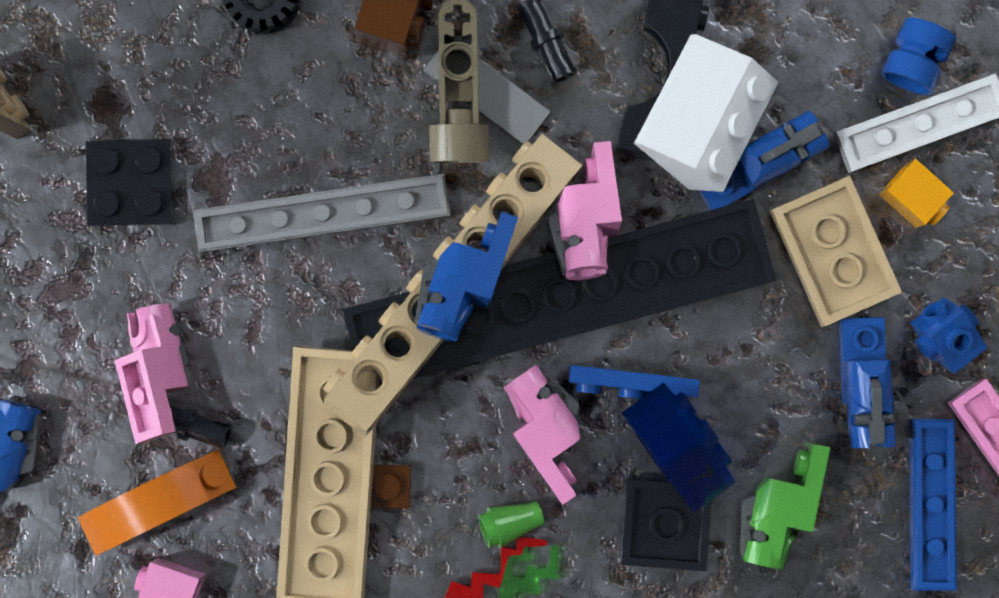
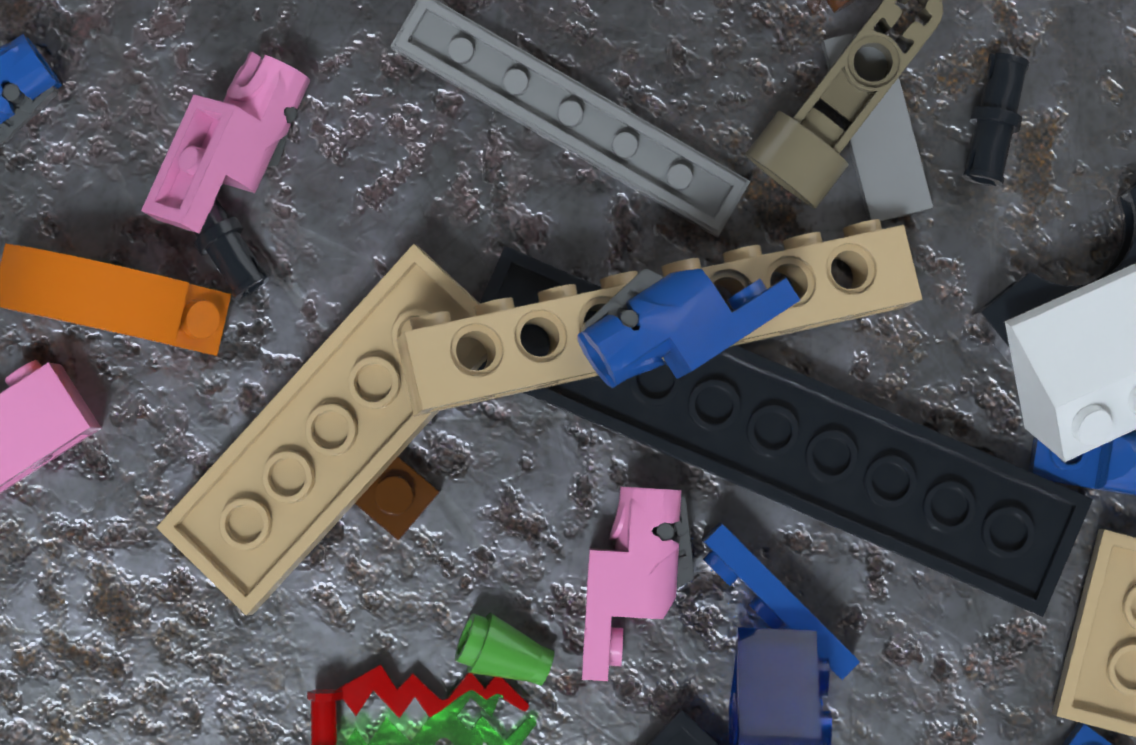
camera: 45 degrees right, 0 degrees up
(587, 217) = (879, 366): bright pink plate -> none

